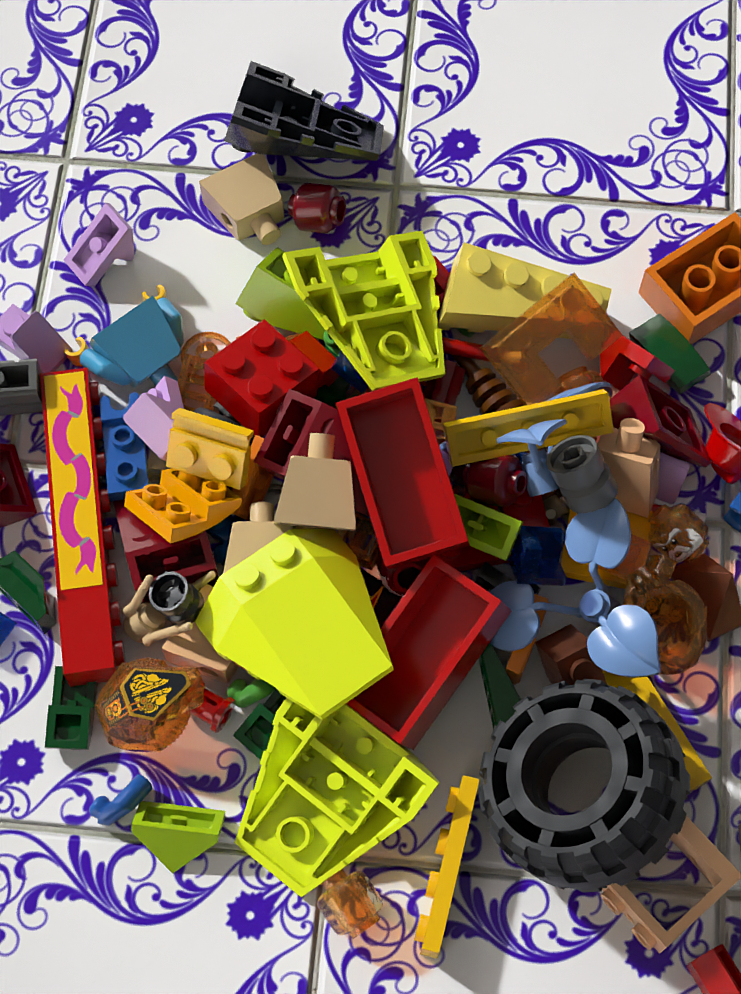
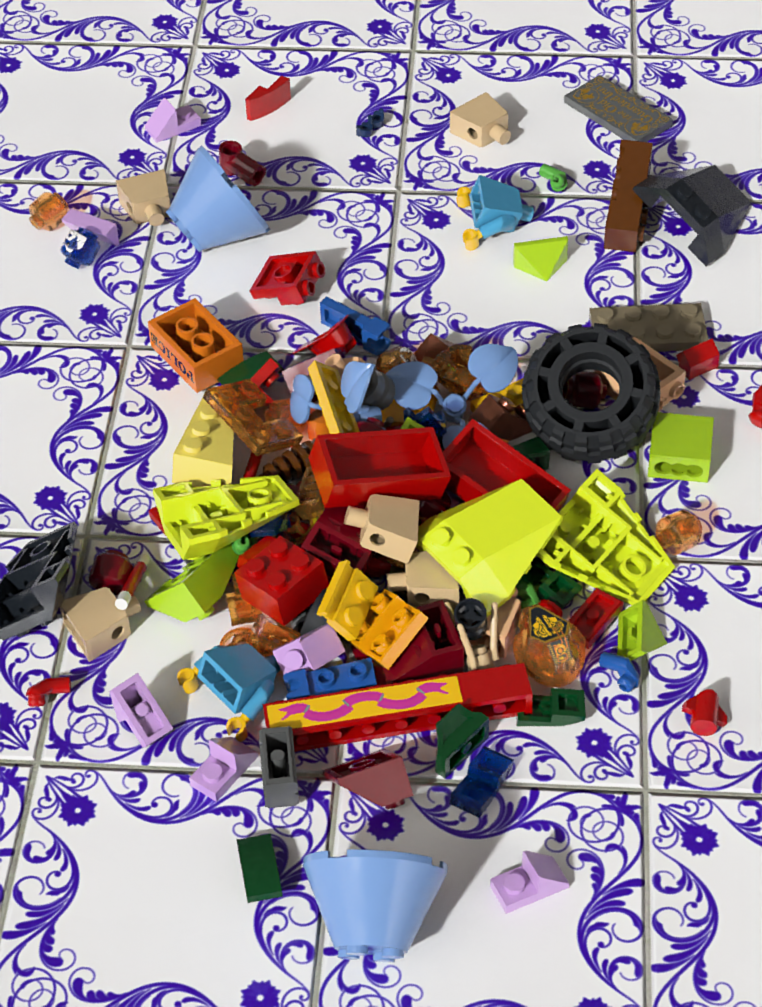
camera: 90 degrees left, 20 degrees down
(36, 903) = (705, 713): none -> red piece
(151, 149) = (45, 687): none -> red arm
(209, 771) = (596, 615): none -> red plate
(297, 228) = (132, 582): none -> bar
(442, 883) = (652, 483): yellow plate -> none
(523, 928) = (681, 447): none -> lime piece

